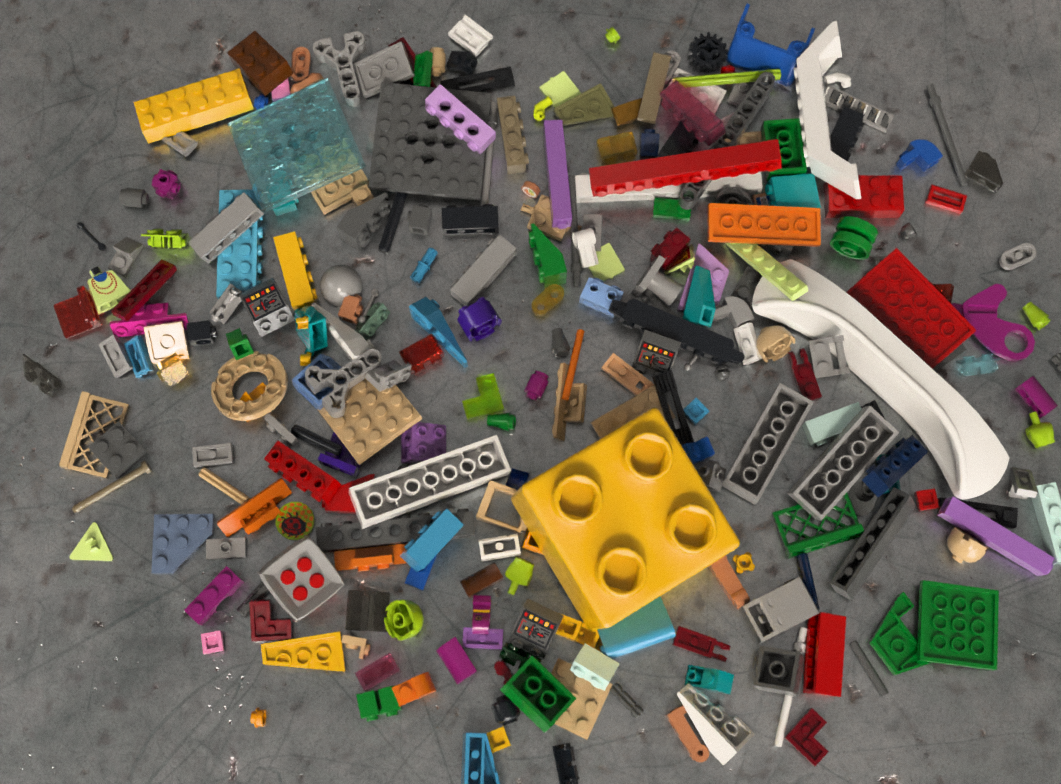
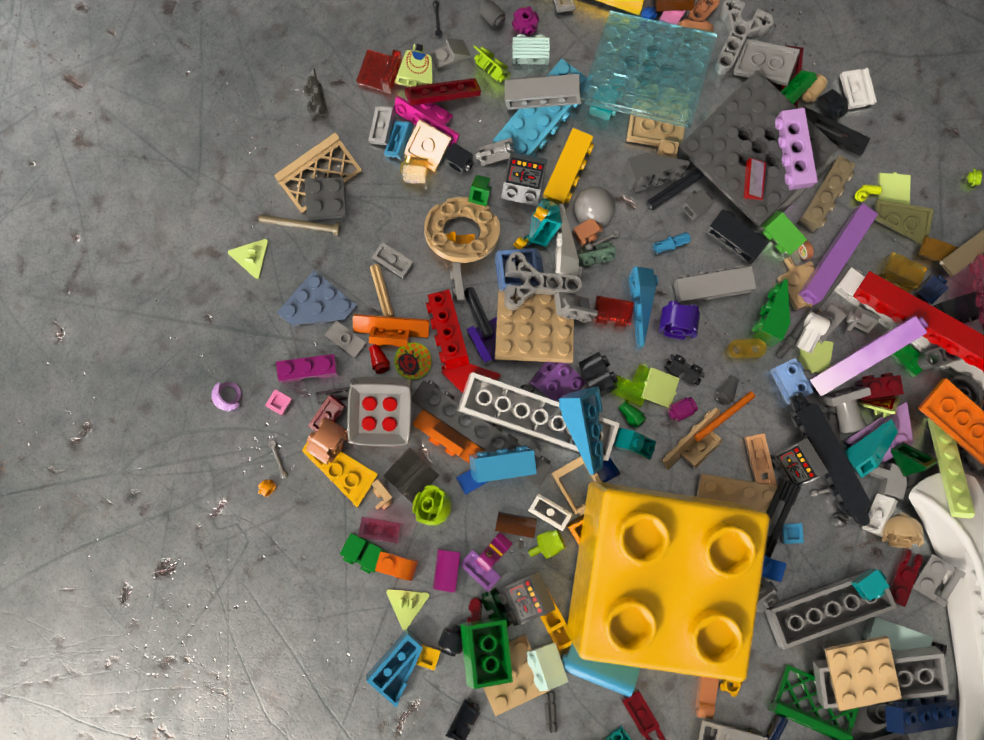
camera: 40 degrees right, 5 degrees up
(160, 680) = (219, 402): none -> lavender piece
(189, 202) = (530, 50): none -> light aqua brick
(235, 680) = (272, 444): none -> light grey hinge
(267, 542) = (378, 359): none -> red cone
(277, 637) = (327, 440): none -> nougat brick
(447, 167) = (754, 179): none -> slope
(447, 714) = (406, 604): none -> yellowish green piece
(450, 412) = (598, 374): none -> black brick
(462, 452) = (581, 416): none -> dark azure wedge
(503, 190) = (783, 233): none -> bright green brick
(506, 354) = (692, 372): none -> black hinge
(506, 382) = (660, 387): none -> yellowish green piece
(521, 441) = (634, 443): none -> teal slope
(616, 208) = (862, 320): none -> light grey bracket
(640, 231) = (869, 354): none -> brick
(734, 283) = (911, 459): none -> dark green slope
(780, 399) = (871, 584): none -> teal brick
(826, 469) = (863, 673): none -> tan plate

